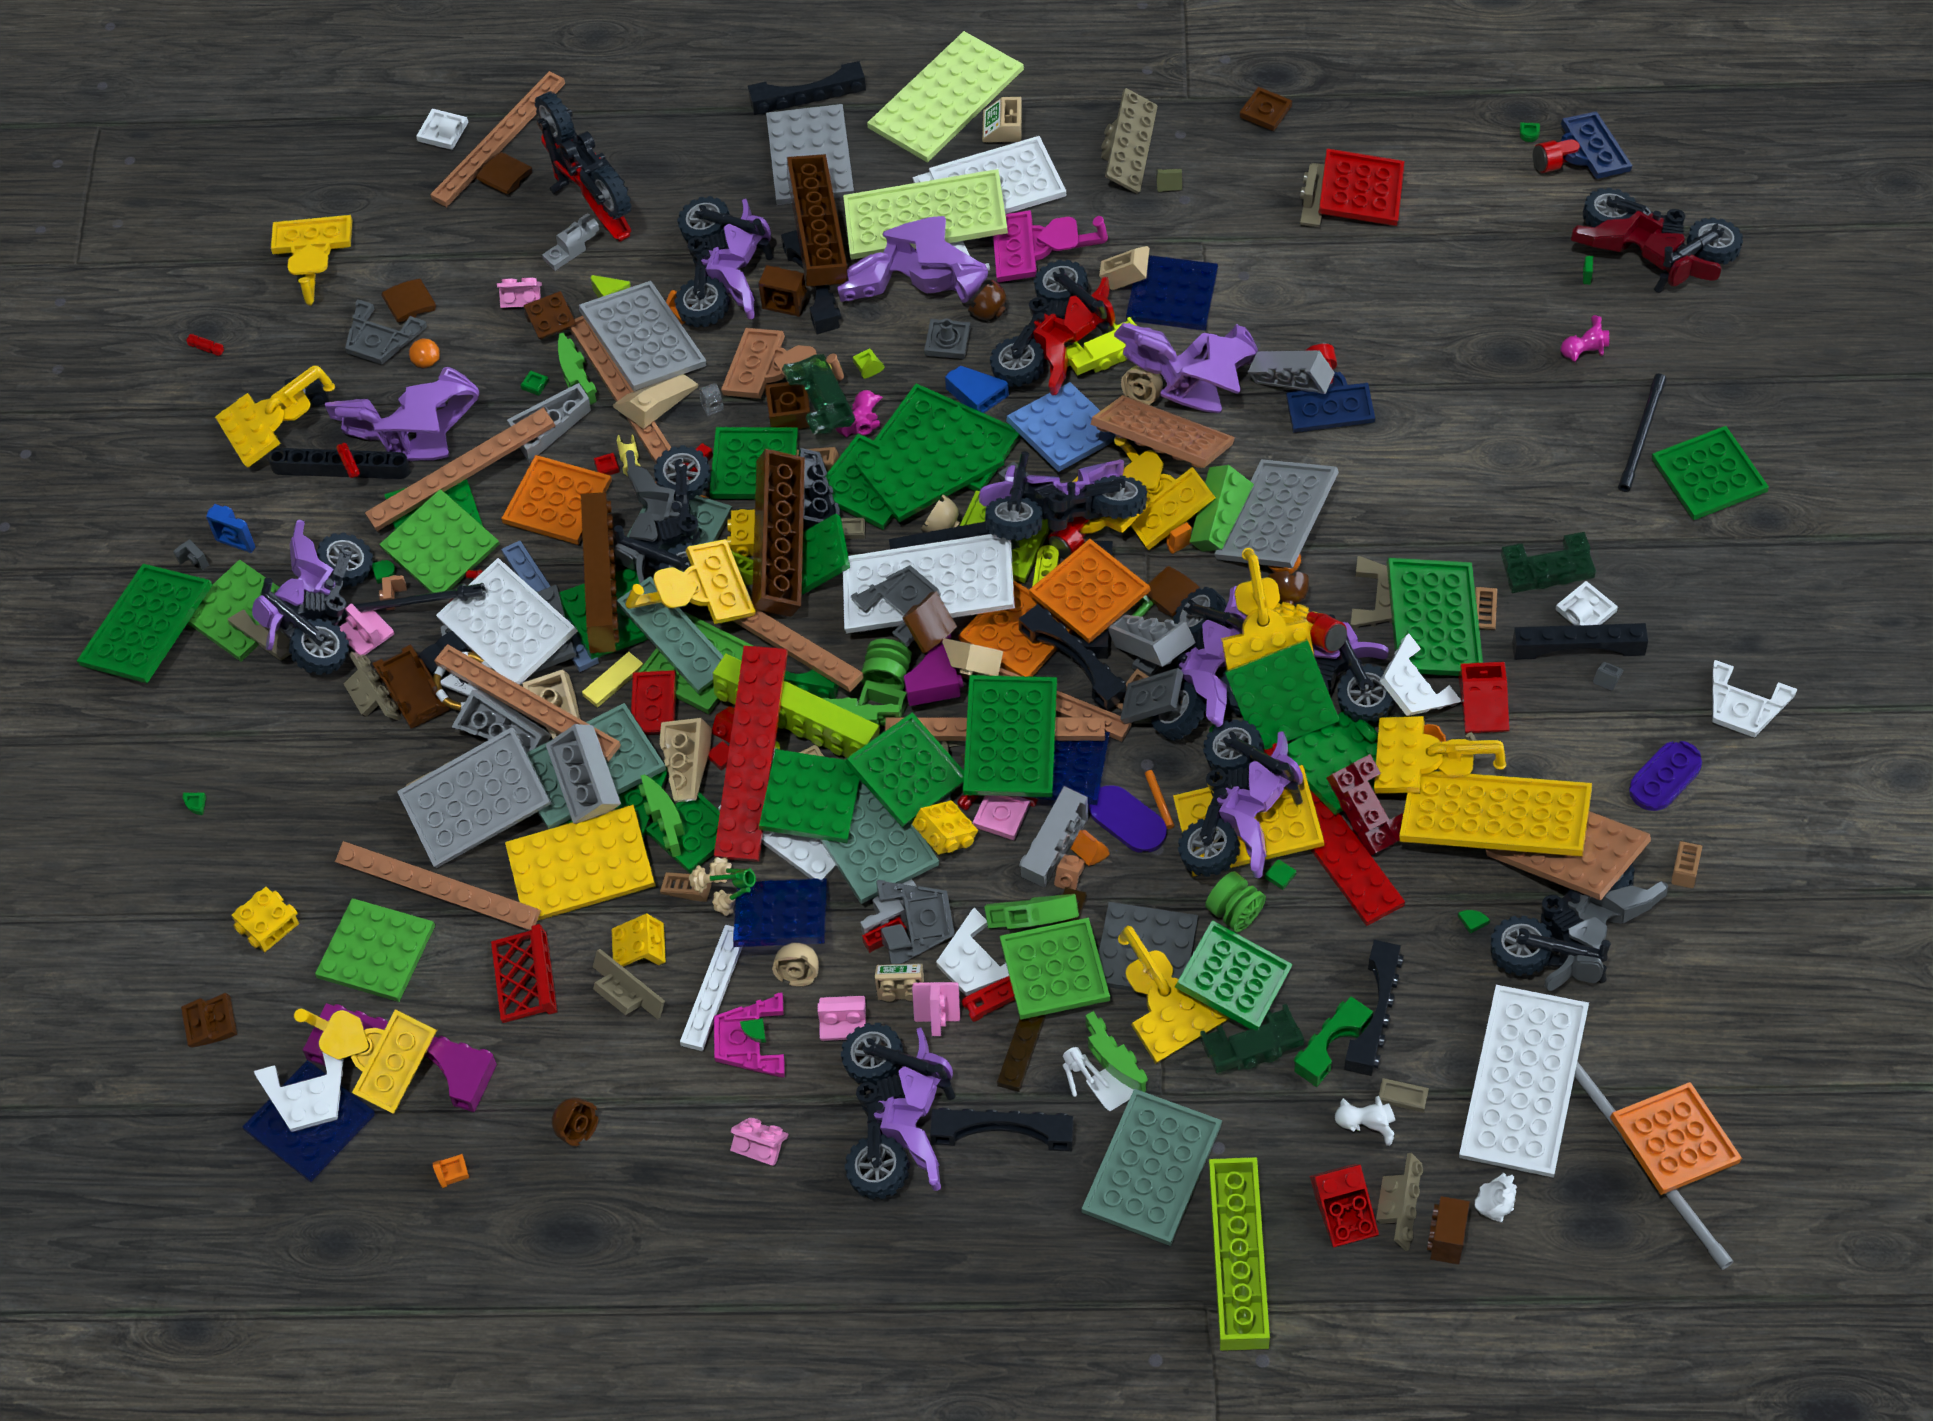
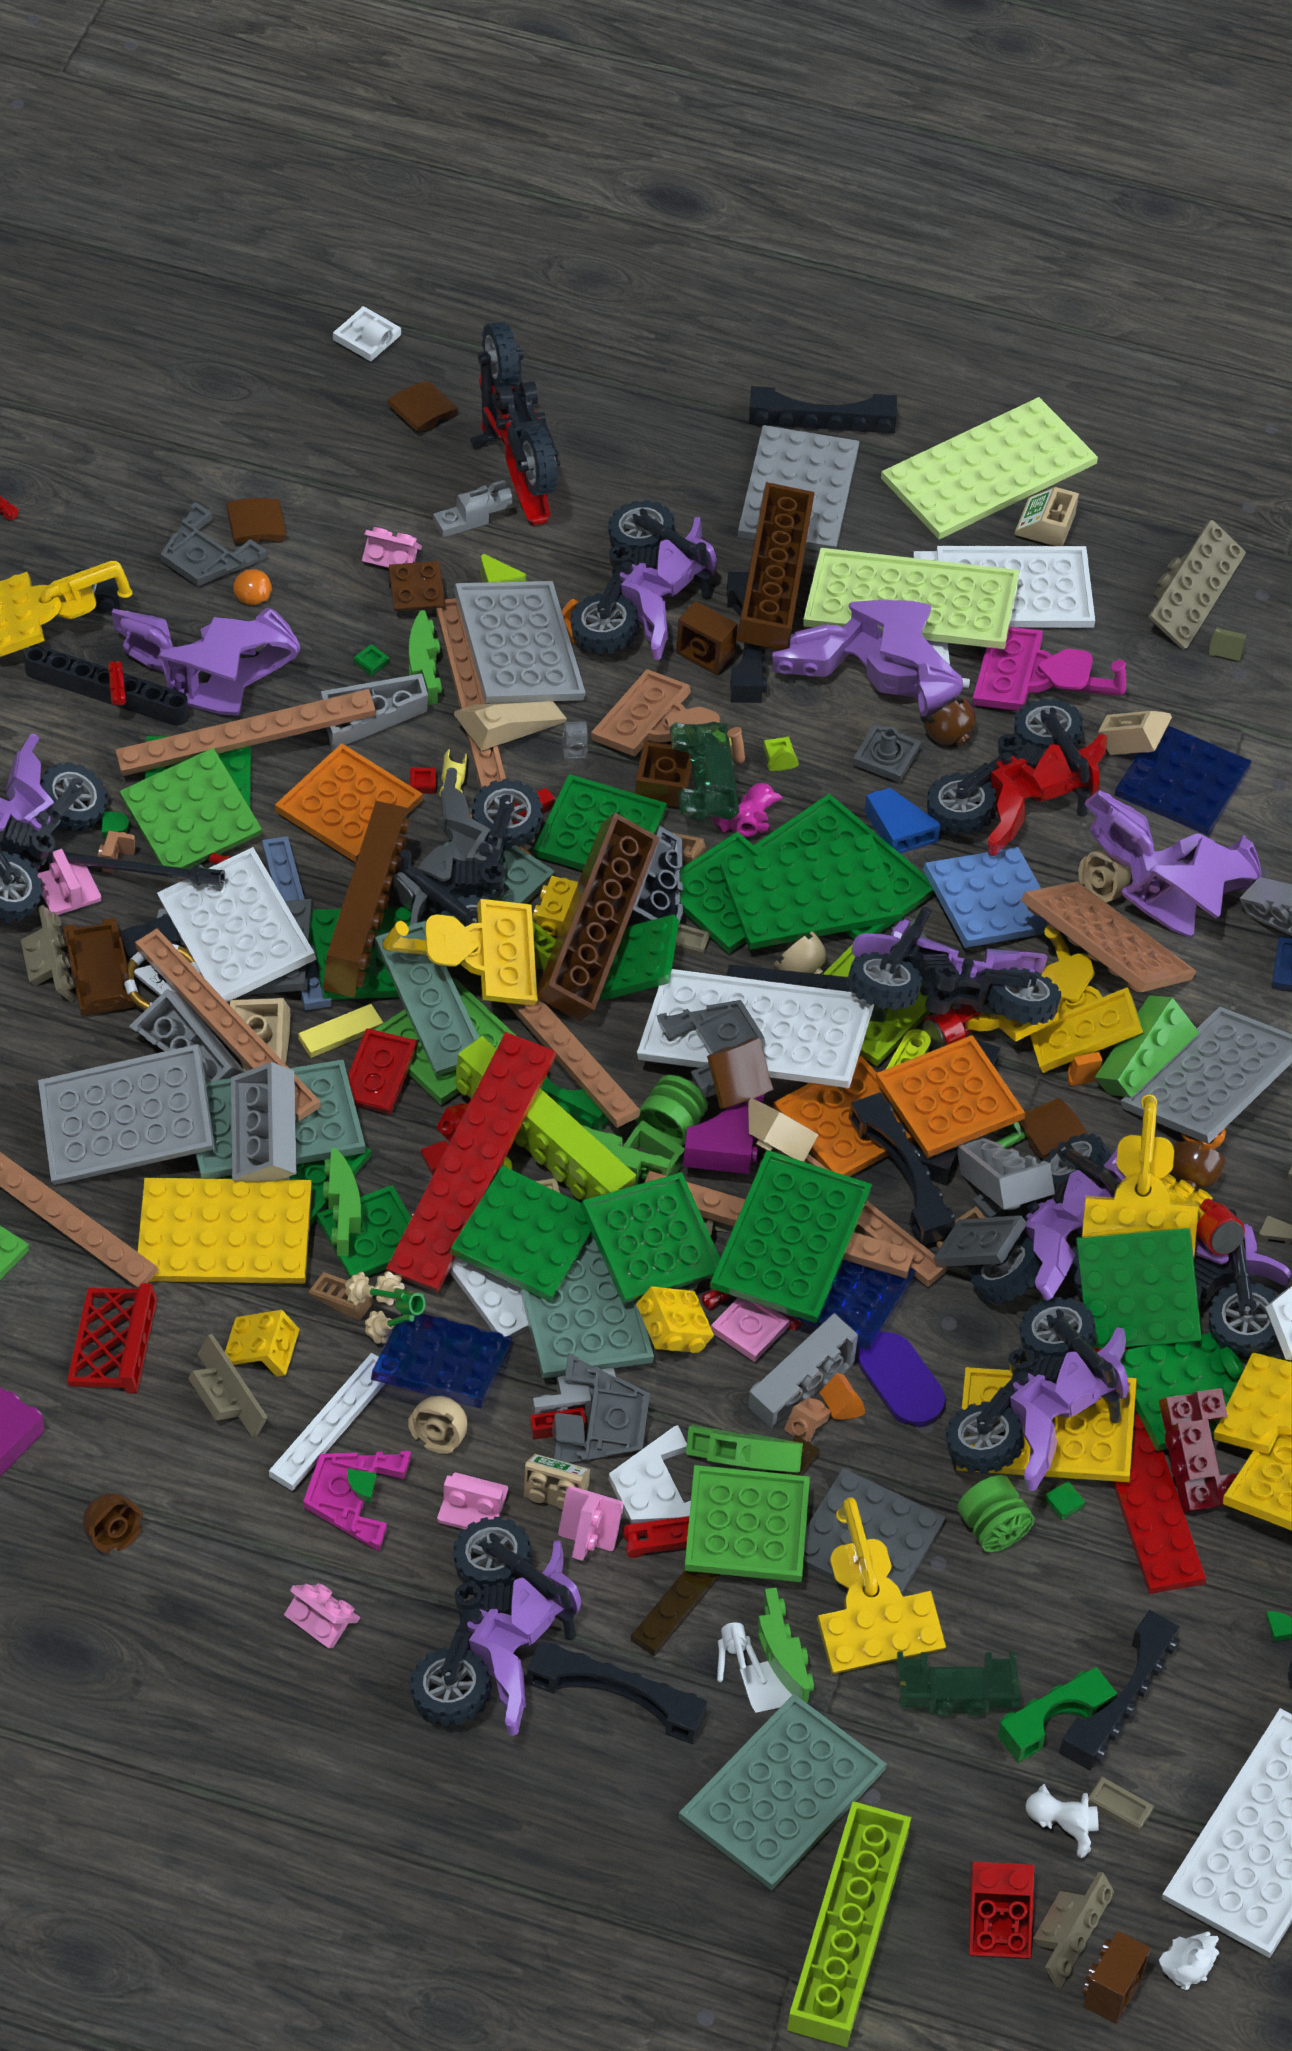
camera: 10 degrees right, 5 degrees down
(310, 245) = (161, 423): yellow plate -> none
(494, 141) = (422, 367): nougat plate -> none
(686, 753) = (396, 1140): tan wedge -> none
(1098, 352) = (1063, 824): neon yellow bracket -> none
(1159, 799) = (948, 1368): orange bar -> none
(1233, 976) = (961, 1598): plate -> none

